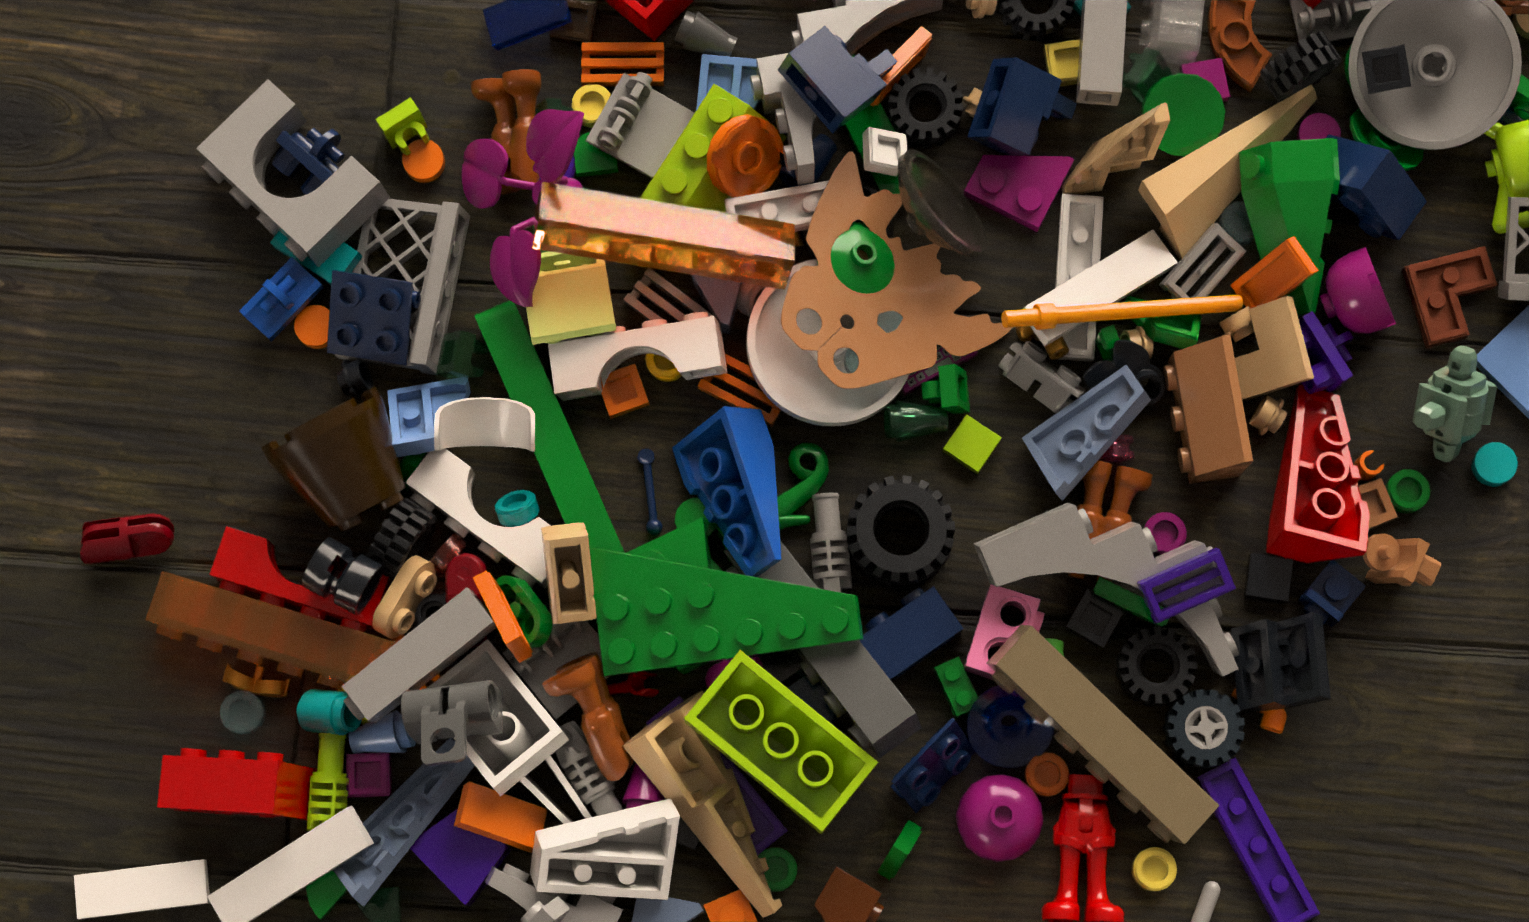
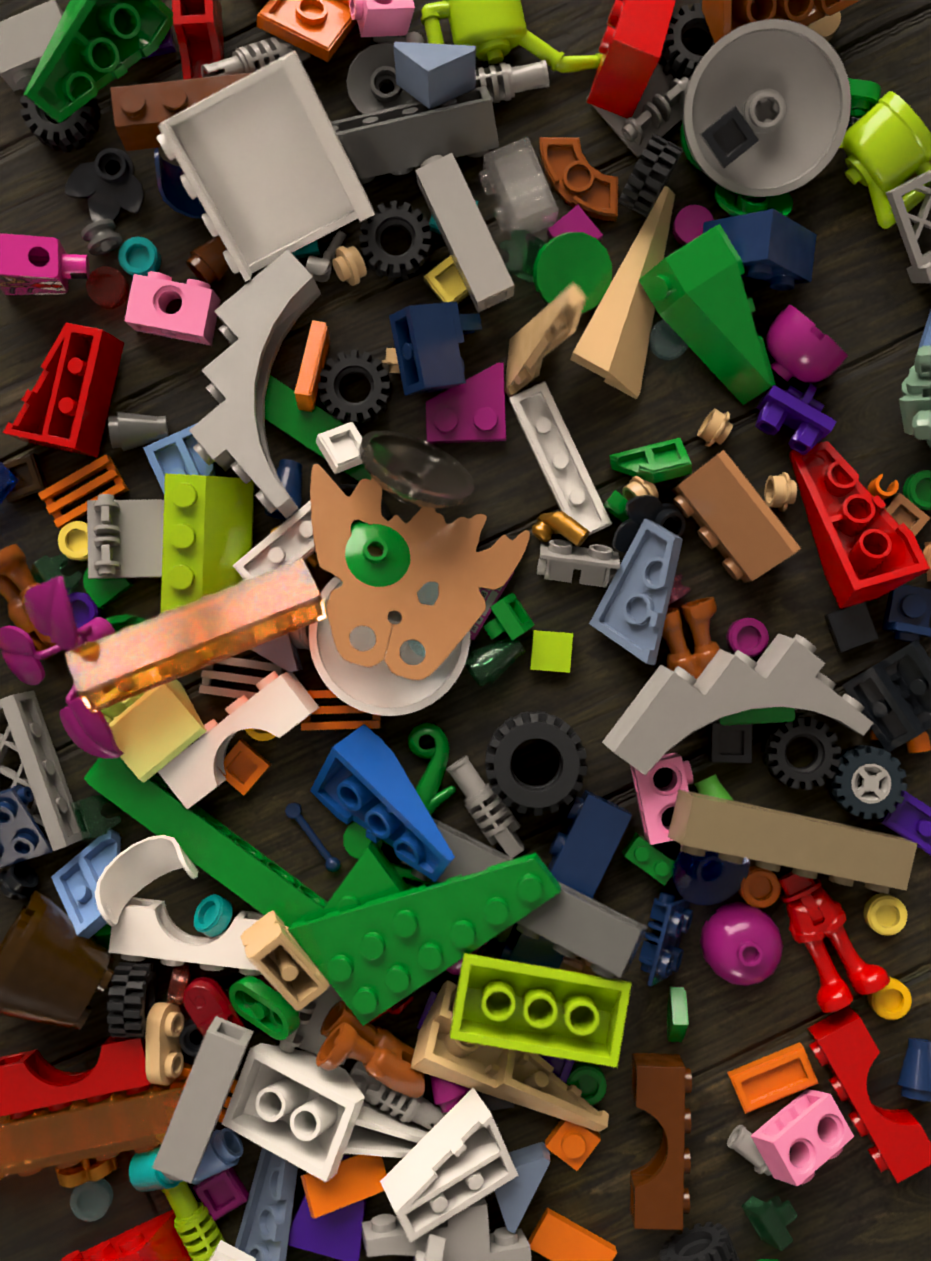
camera: 30 degrees left, 10 degrees up
(358, 577) = (99, 1067): black wheel -> none
(451, 713) = (246, 1148): dark grey piece -> none
(503, 616) = (252, 1029): orange tile -> none
(736, 149) = (217, 519): orange tile -> none
(832, 79) = (263, 415): hinge -> none
(1048, 316) = (560, 517): light orange bar -> none
(1109, 280) = (584, 464): white tile -> none
(1152, 599) = (795, 678): dark purple tile -> none
(1189, 258) = (645, 391): light grey tile -> none
(1275, 274) = (726, 372): orange tile -> none
(1281, 352) = (767, 436): tan tile -> none
(1436, 289) = (859, 305): copper tile -> none

